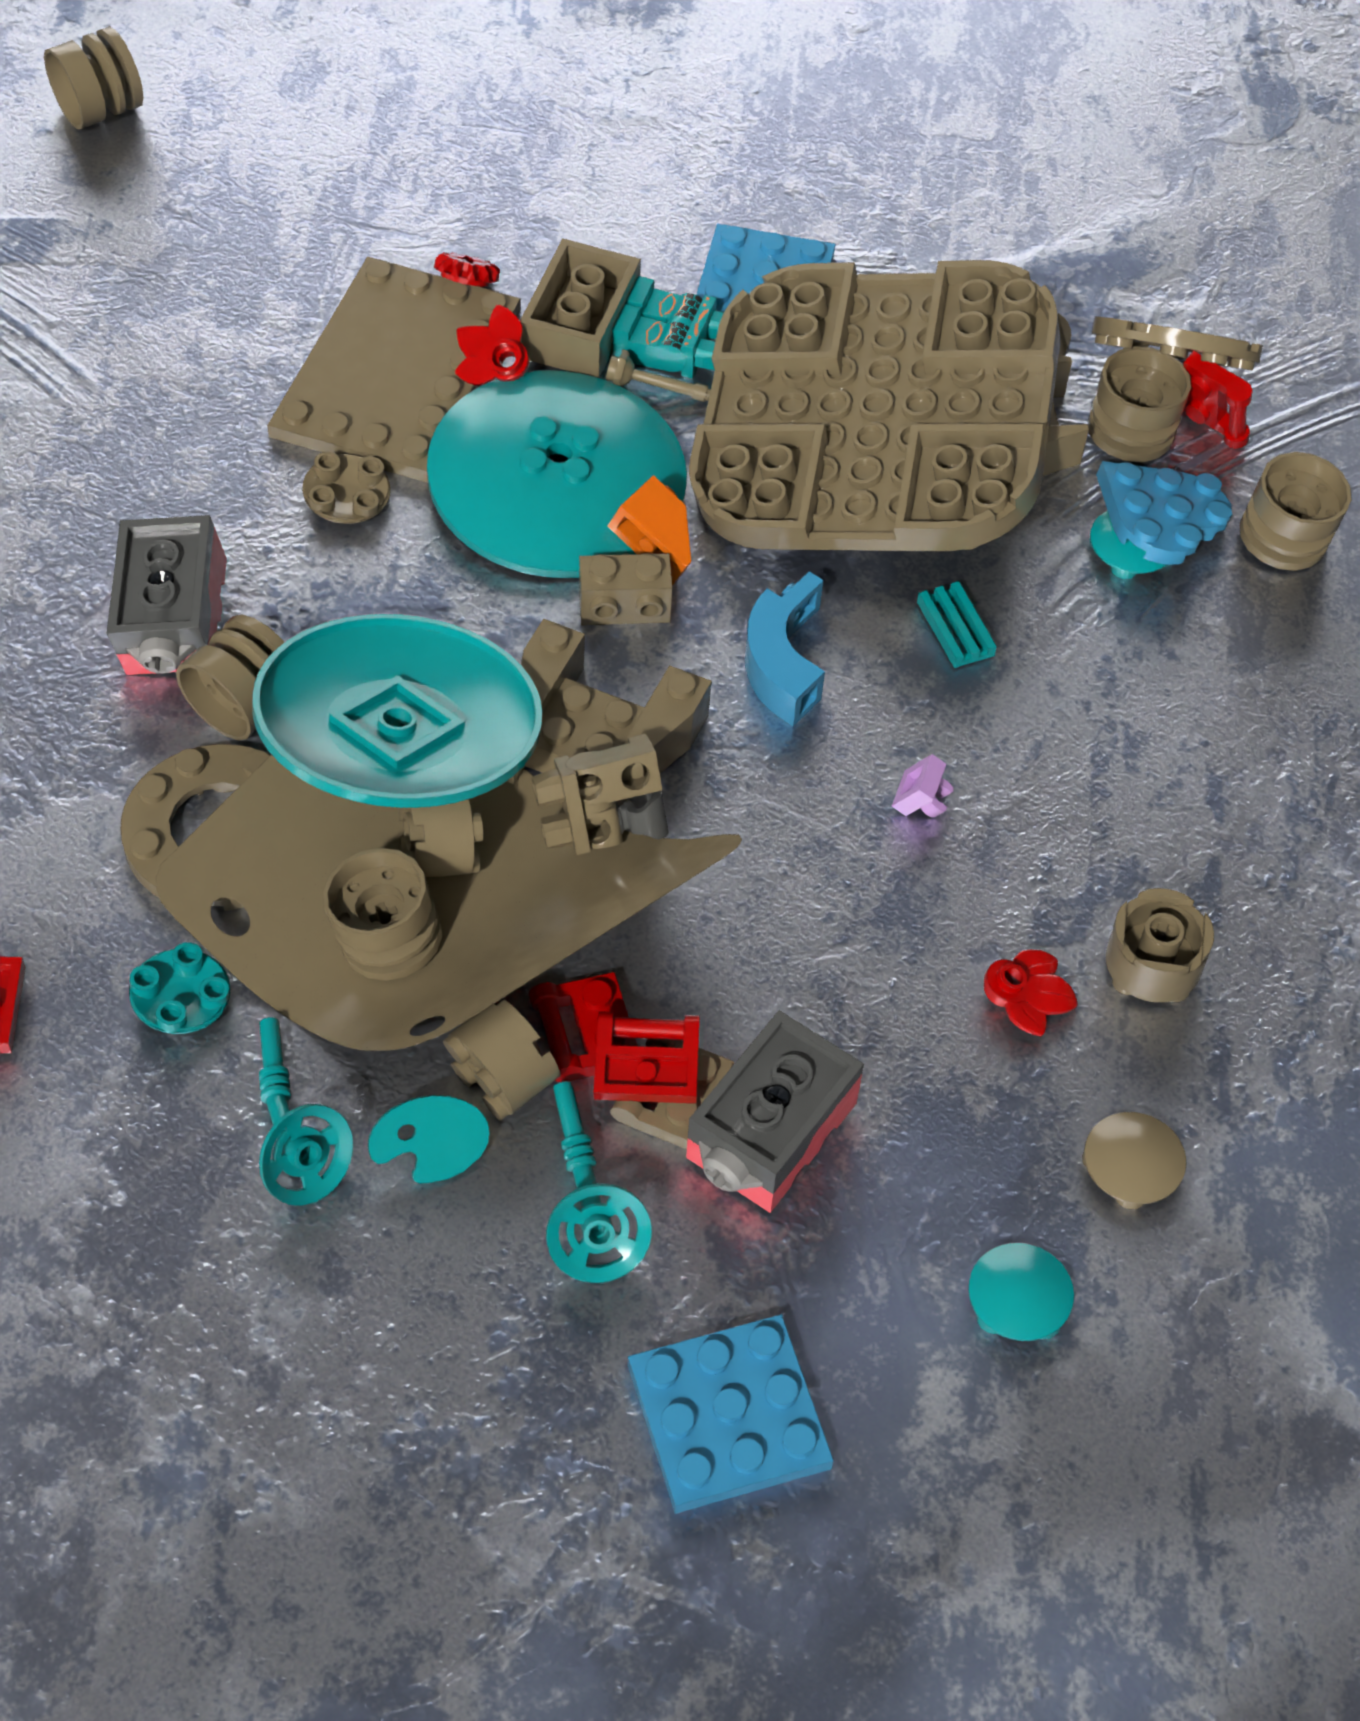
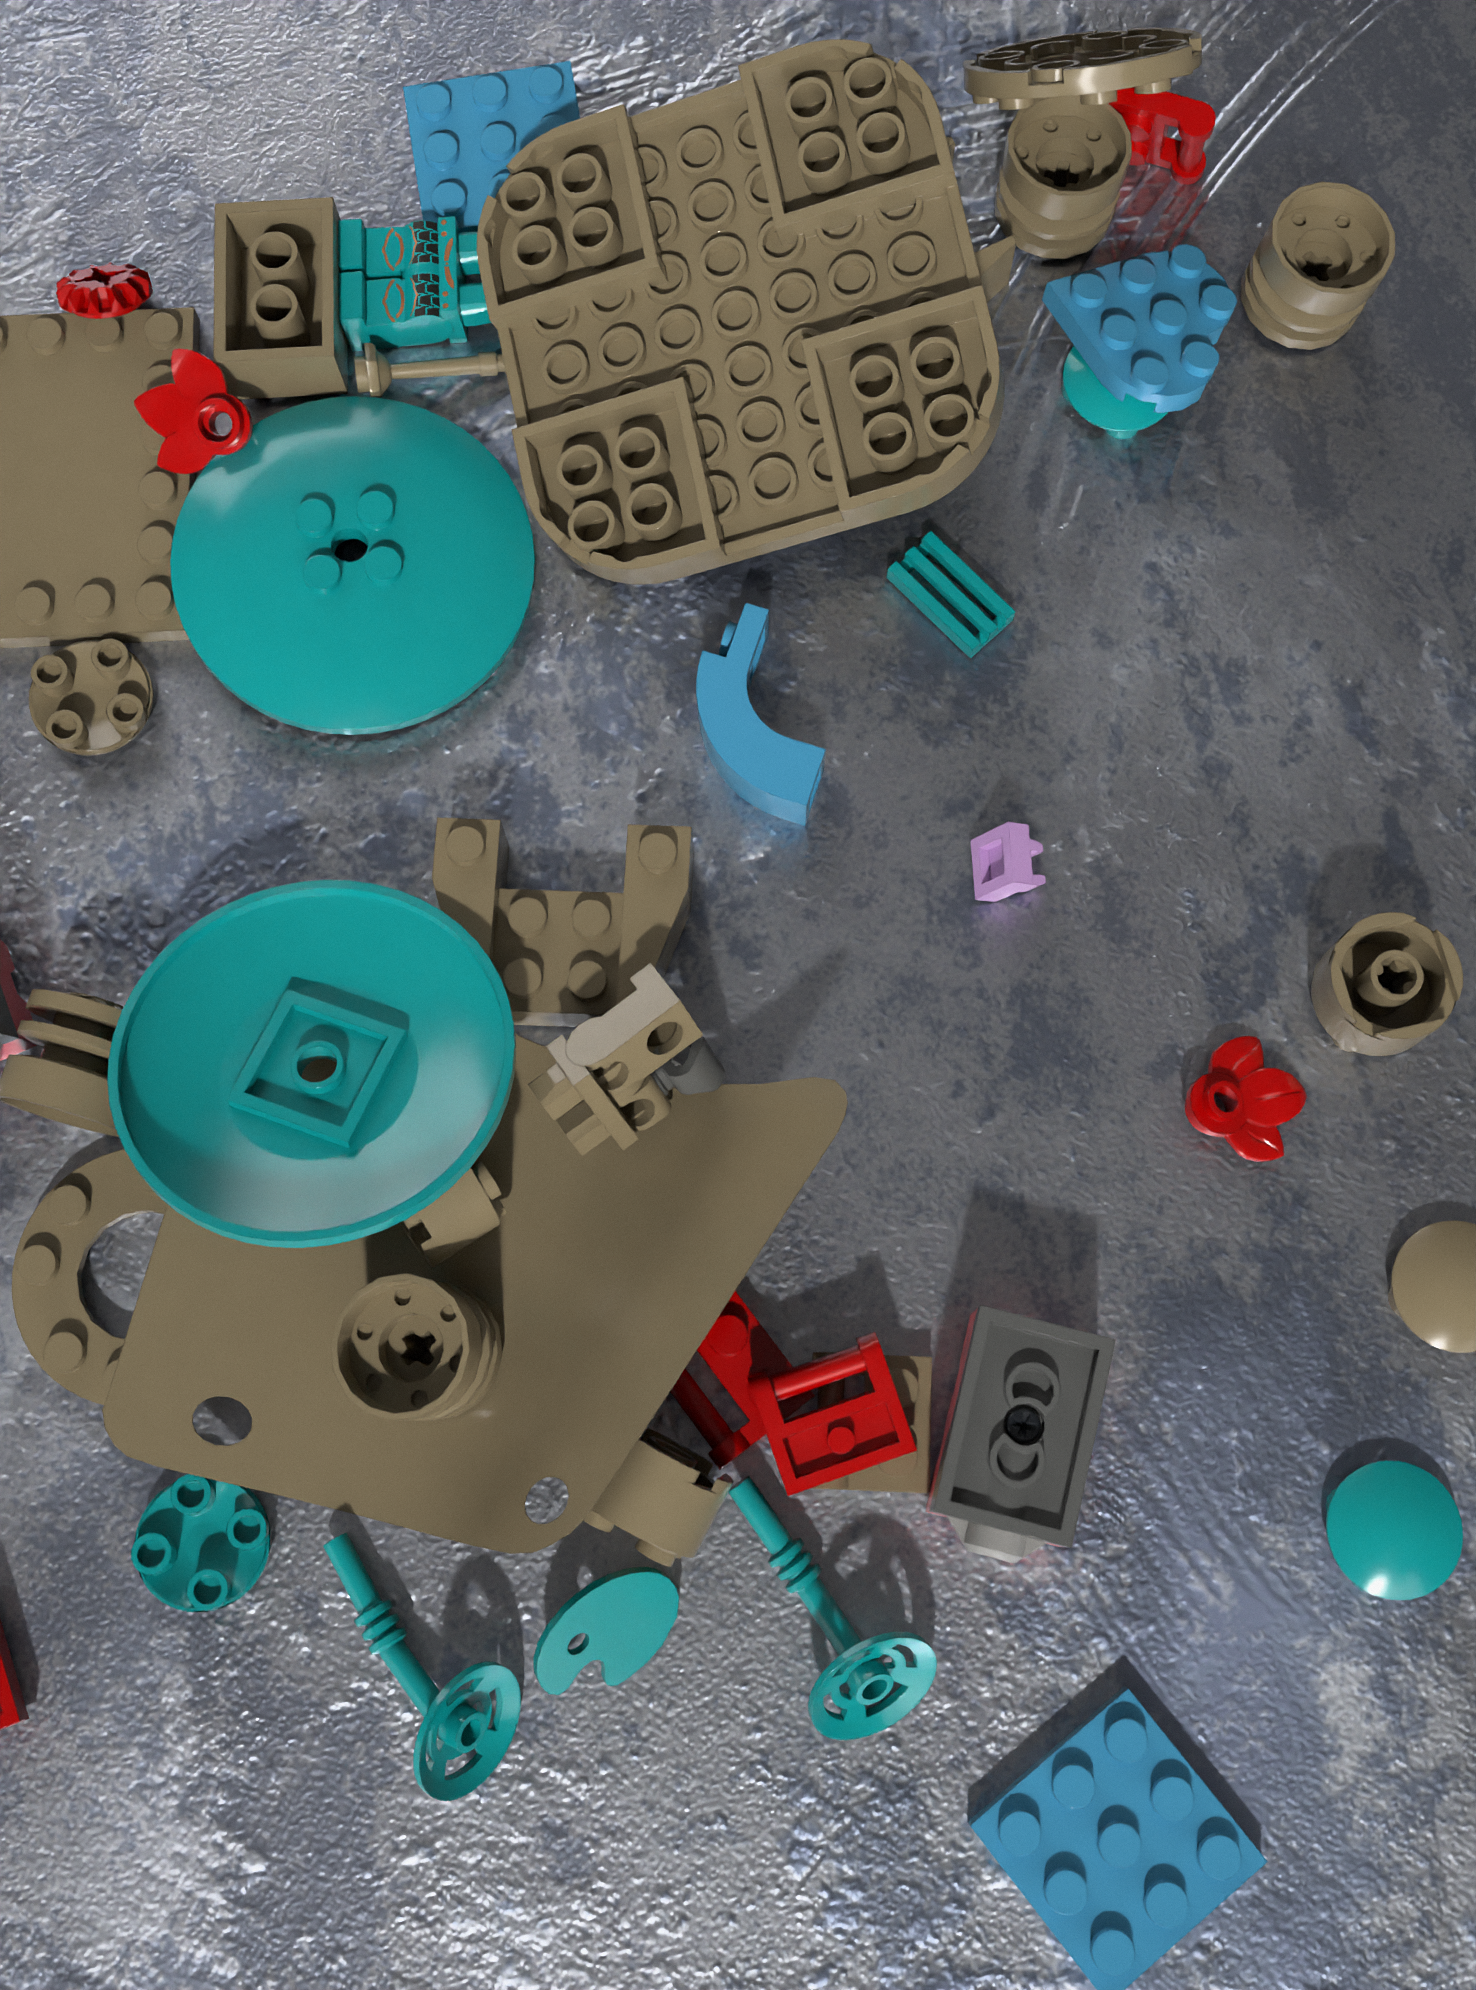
camera: 15 degrees left, 20 degrees up
(625, 589) = (517, 714): dark tan brick -> none
(655, 523) = (523, 611): orange slope -> none

